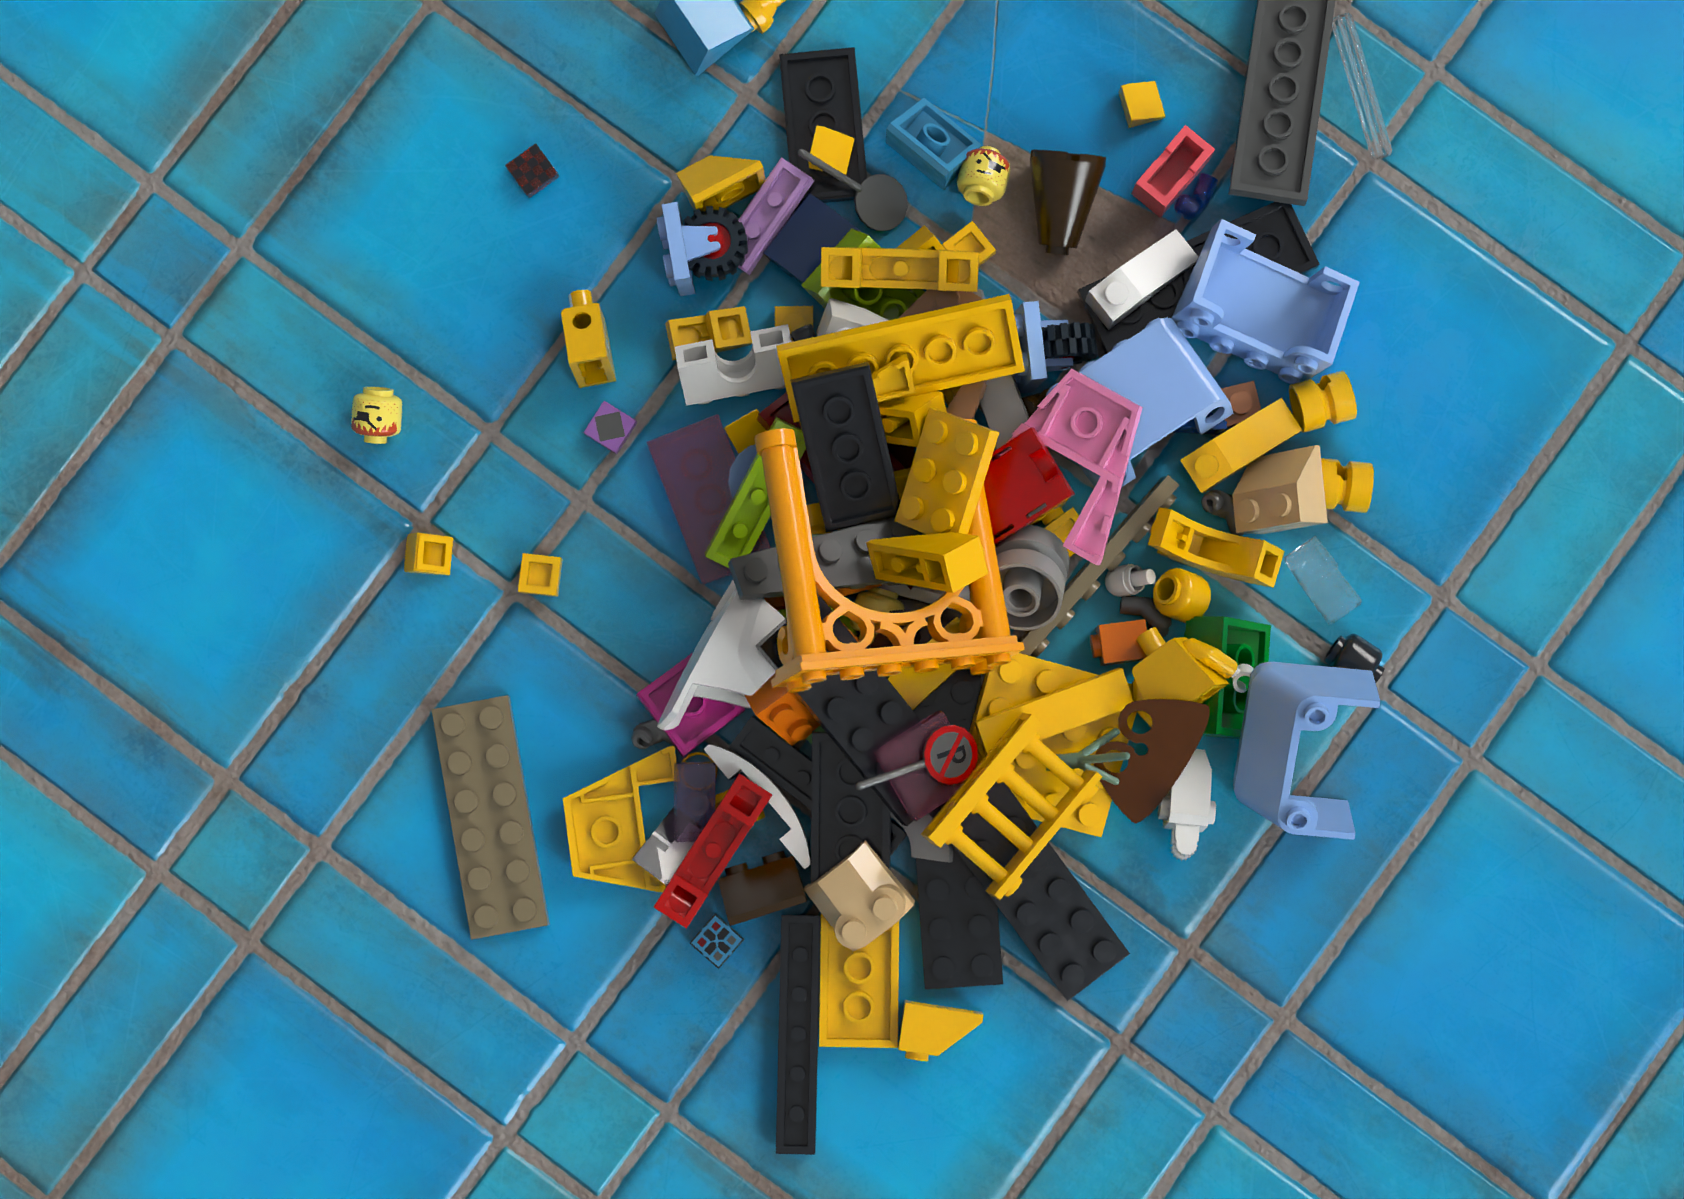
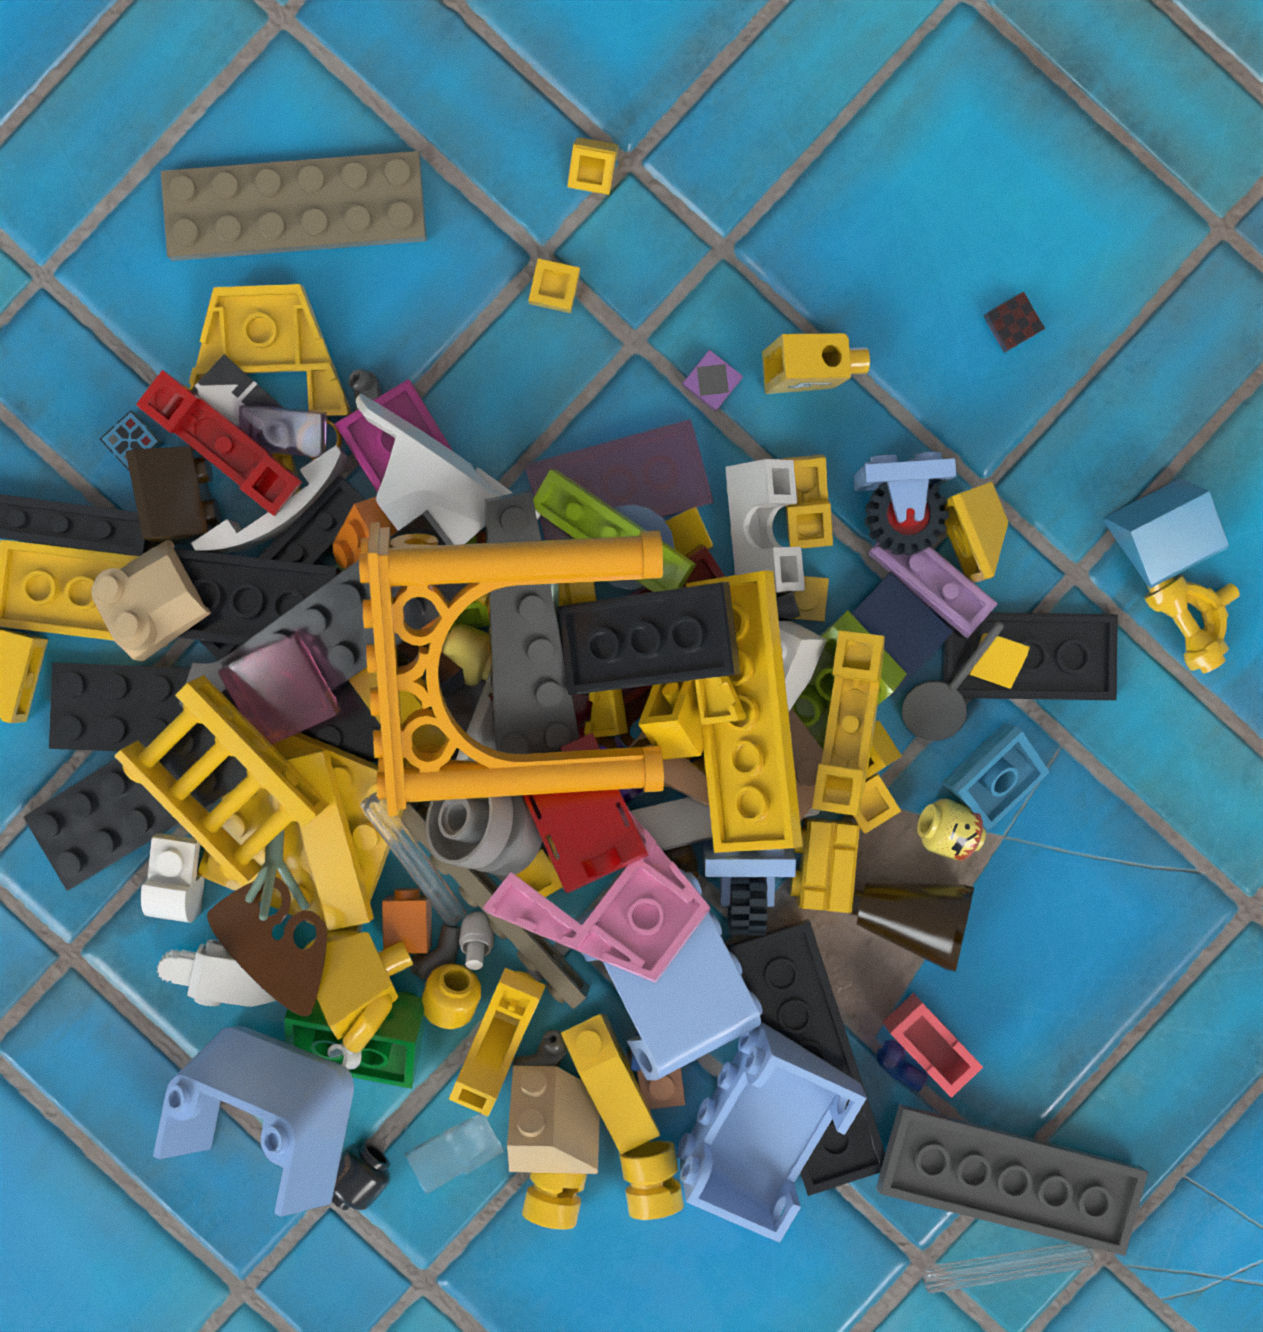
camera: 90 degrees right, 5 degrees up
(376, 414) = (754, 119): light yellow head -> none
(929, 560) = (498, 721): yellow slope -> none
(946, 474) = (598, 750): yellow plate -> none
(947, 755) = (283, 713): piece -> none
(1029, 278) = (826, 865): none -> yellow brick
(1063, 637) = (414, 860): none -> clear axle
(1105, 852) = (172, 883): none -> white brick
(1140, 278) = (812, 995): white slope -> none
(1141, 103) = (1016, 1016): yellow slope -> none

